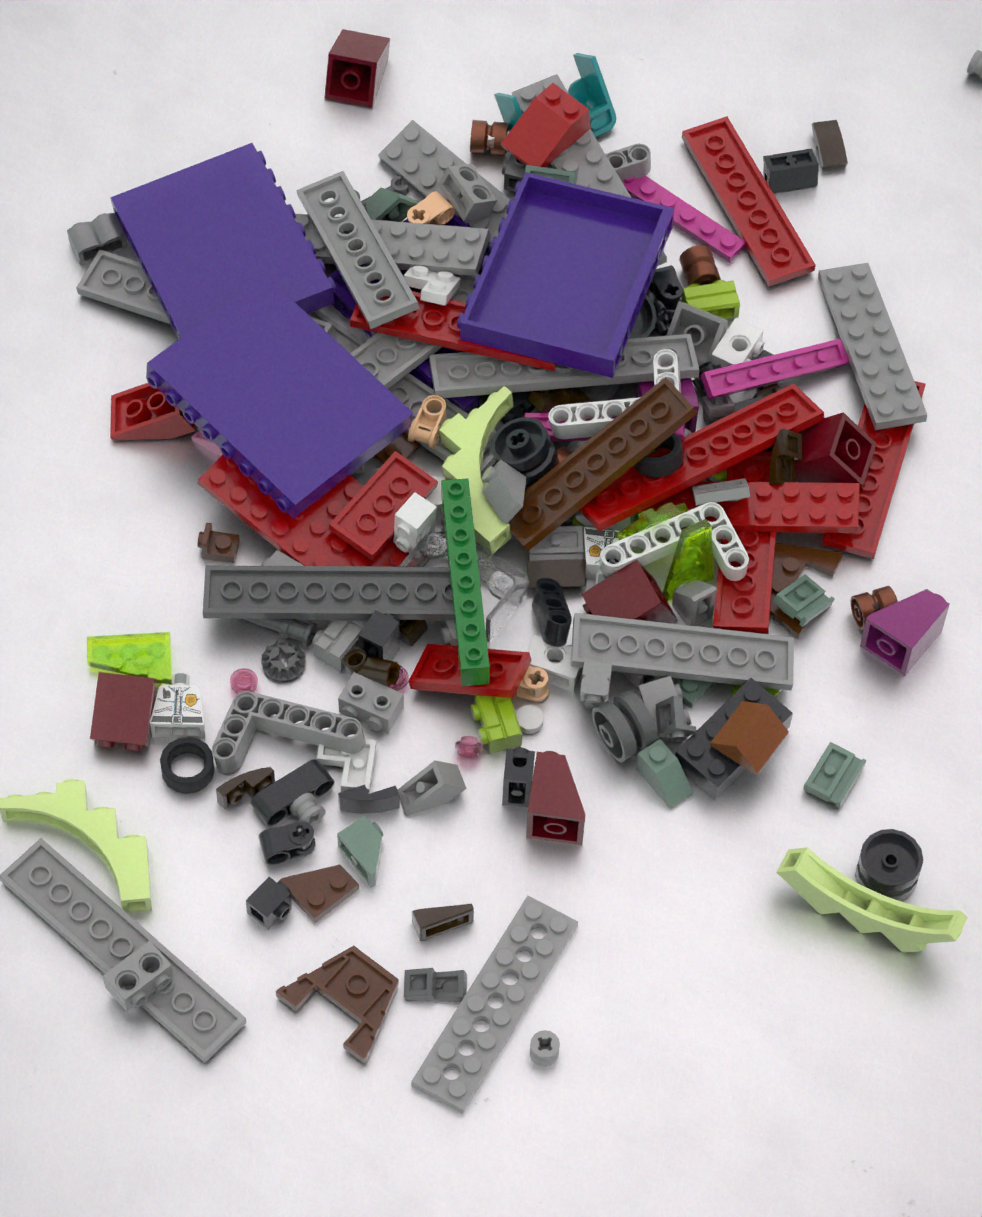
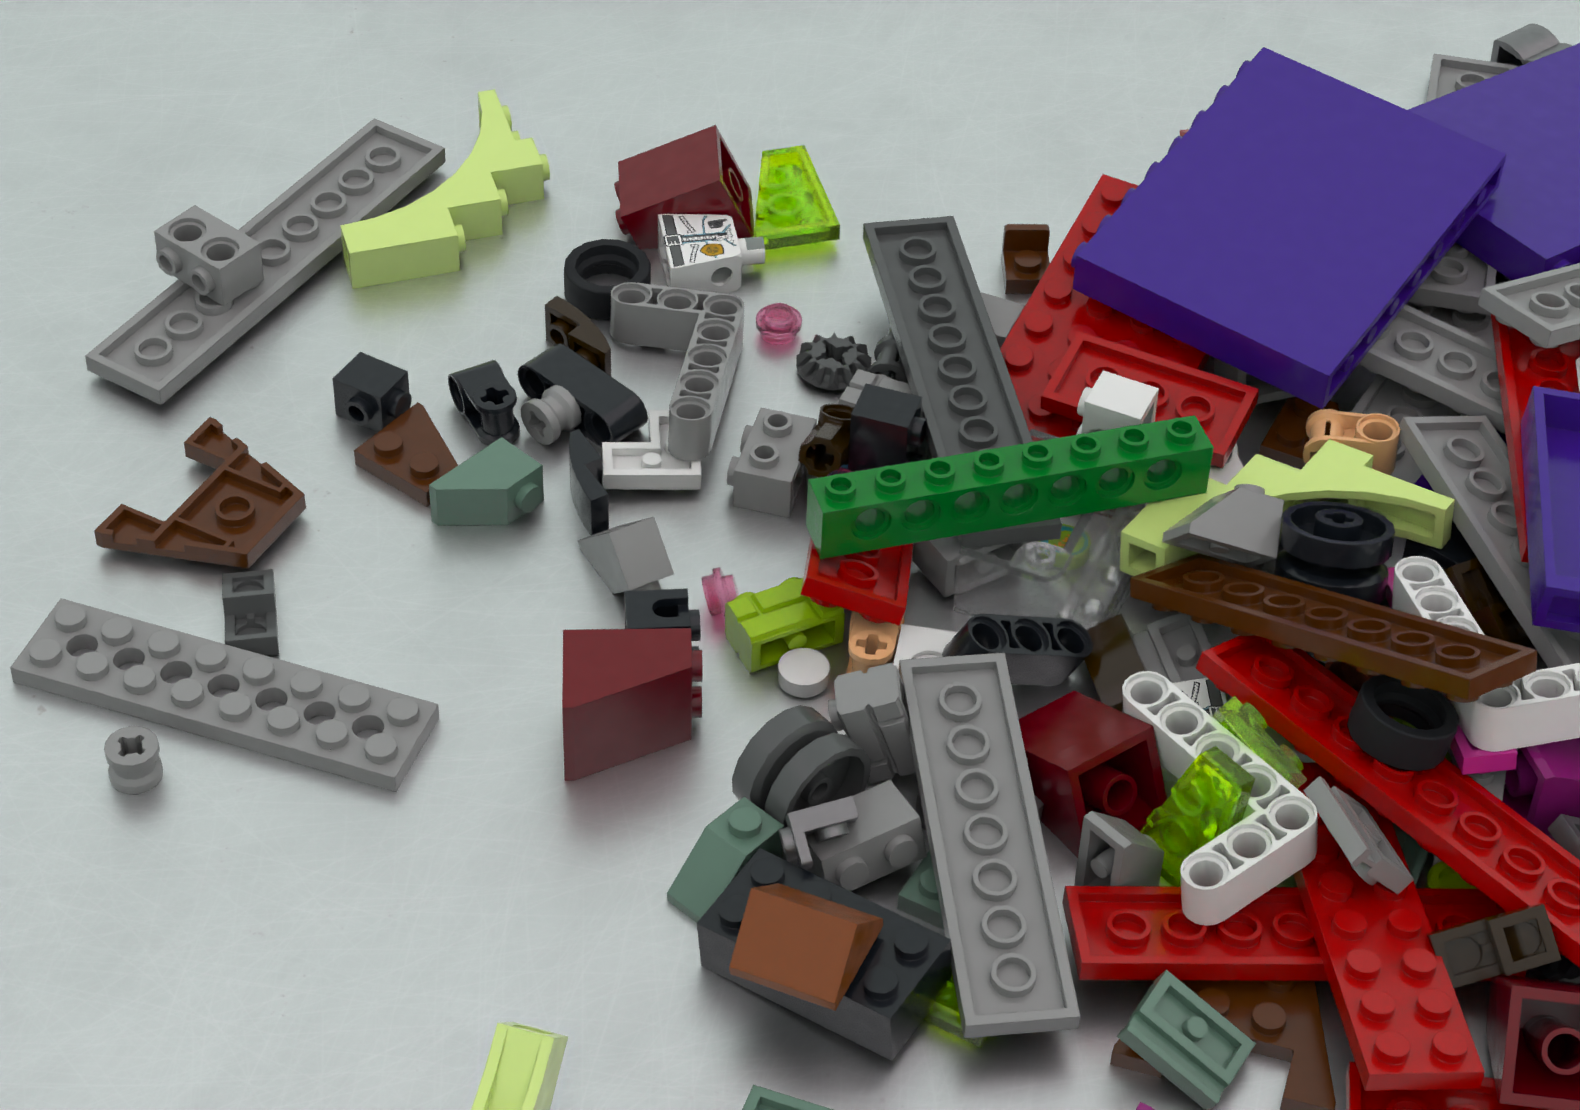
camera: 80 degrees right, 15 degrees down
(438, 920) = (366, 594): dark brown slope -> none

